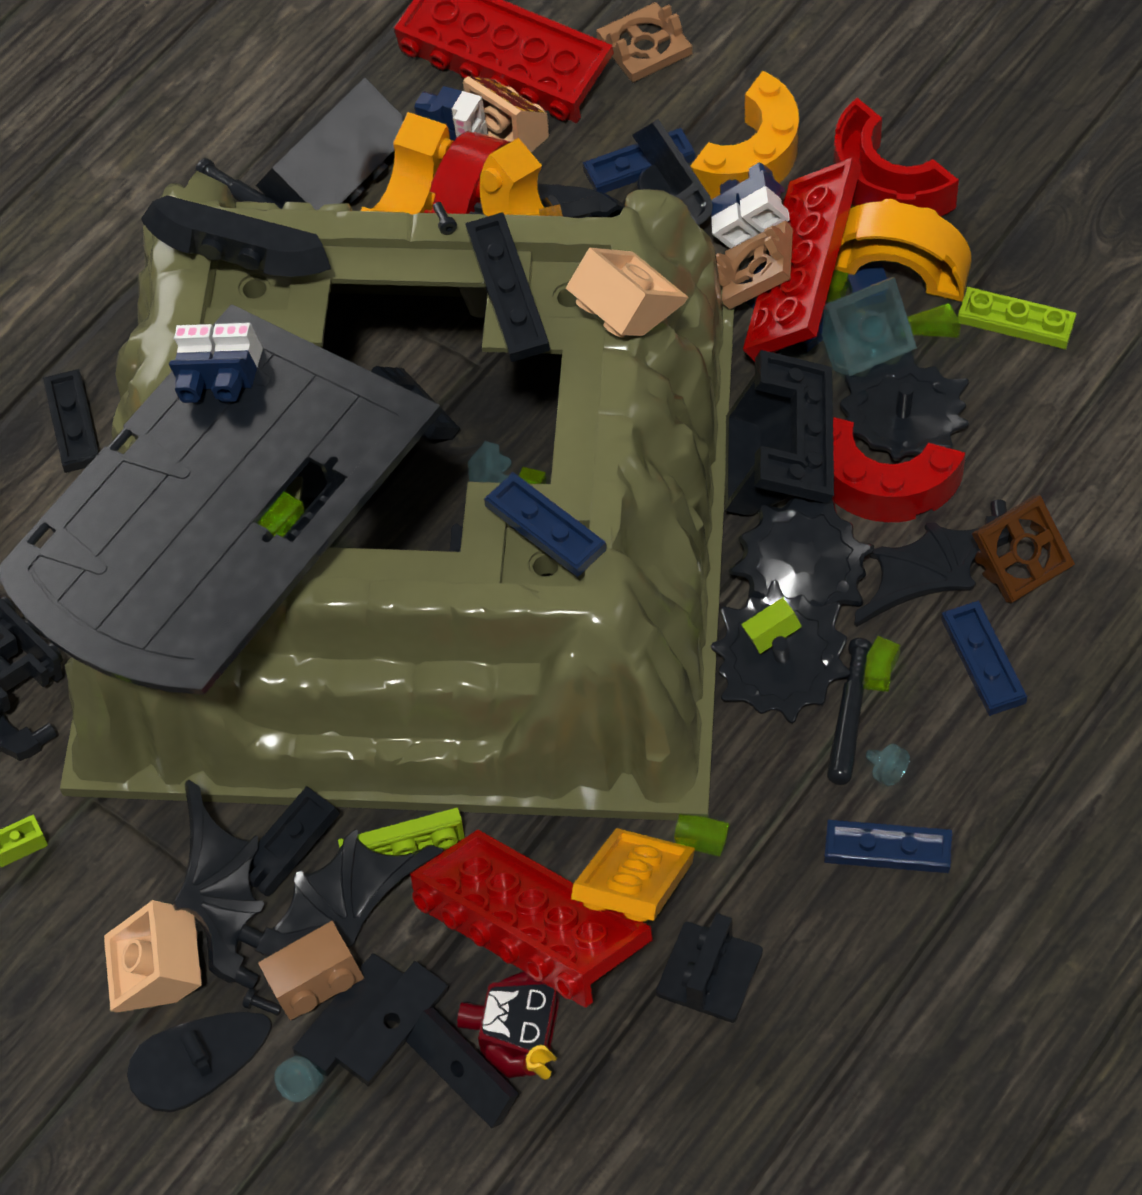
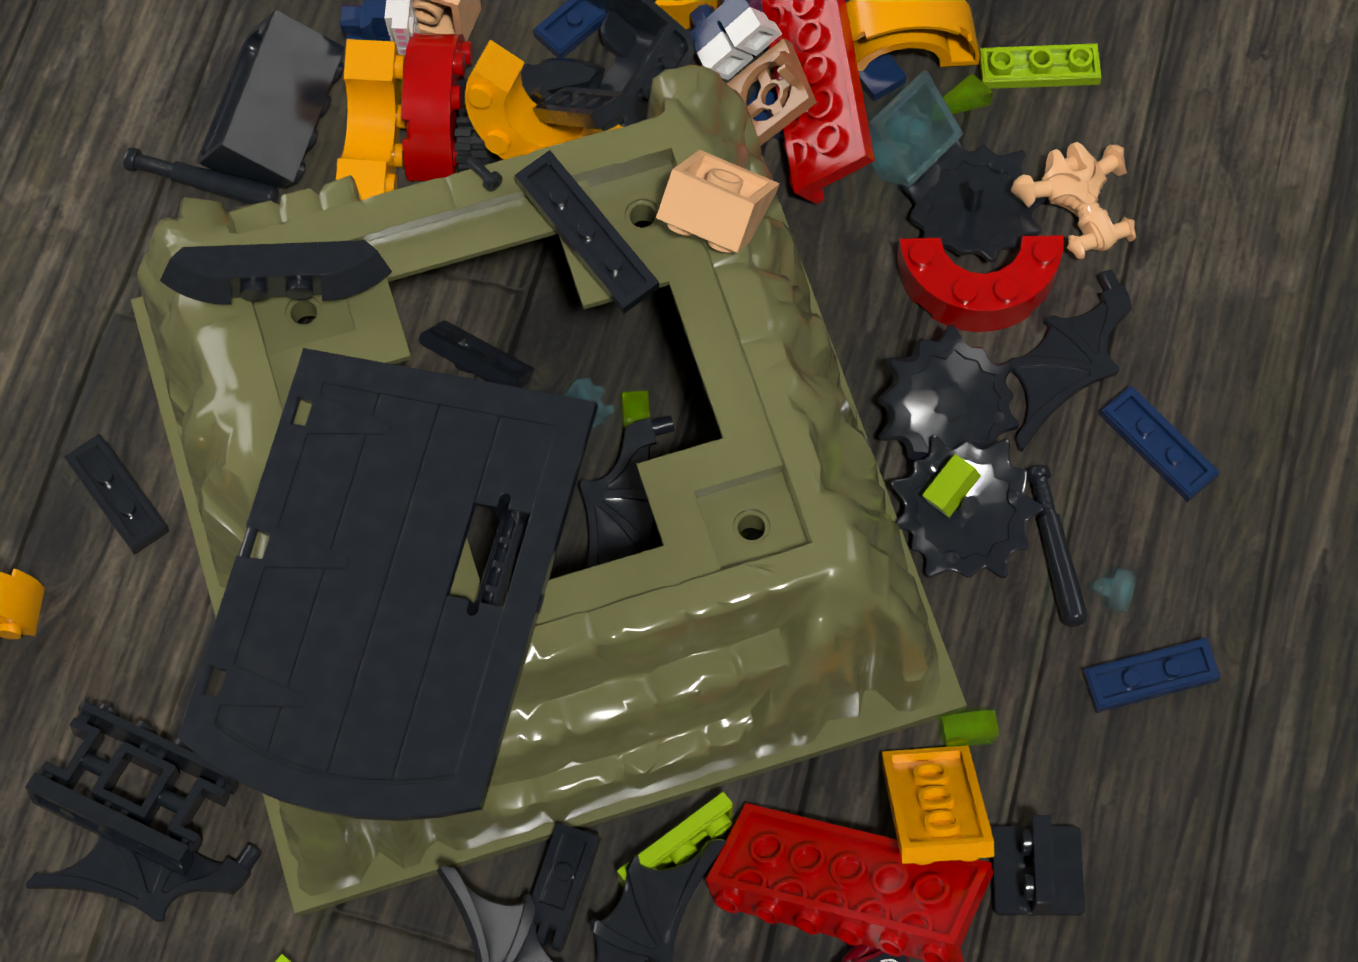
camera: 25 degrees left, 10 degrees up
(215, 360) = (323, 423): dark blue hips -> none
(282, 514) = (468, 574): clear neon green piece -> none
(545, 524) = (745, 489): dark blue tile -> none
(780, 435) = (878, 280): black windscreen -> none
(880, 664) = (1066, 486): clear neon green piece -> none
(1000, 421) = (1076, 186): none -> light nougat piece
(1048, 537) = (1159, 280): reddish brown piece -> none

